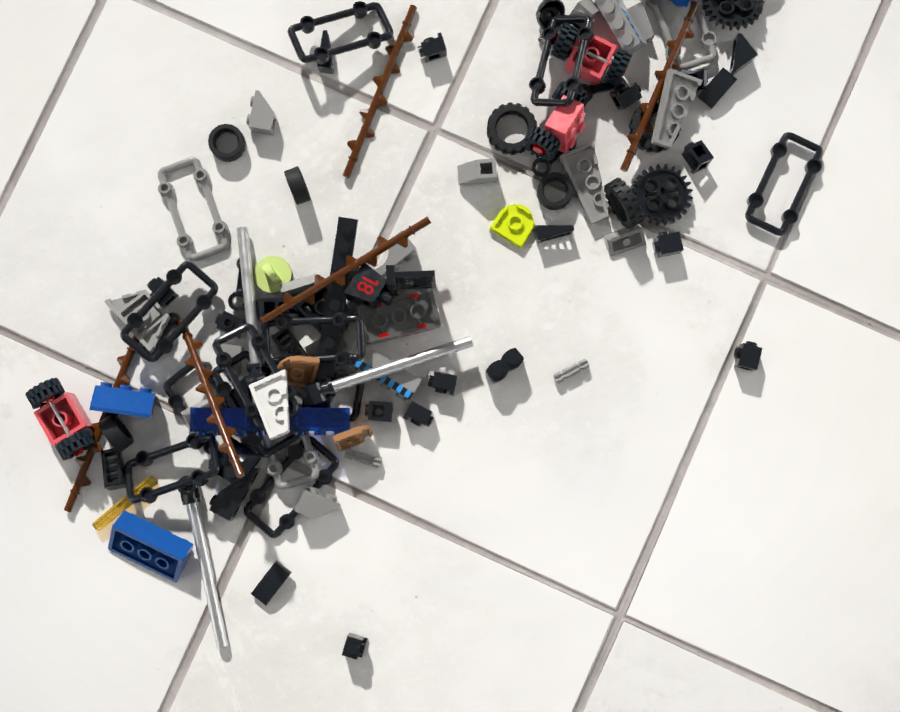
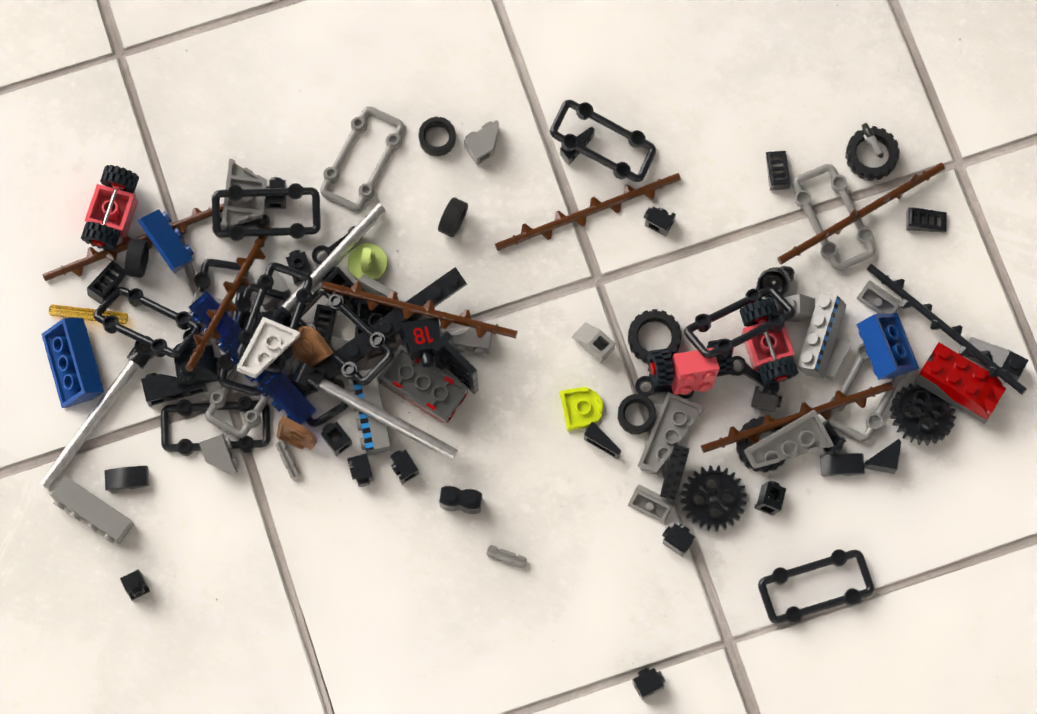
camera: 45 degrees right, 10 degrees down
(271, 628) = (92, 510): none -> light grey brick

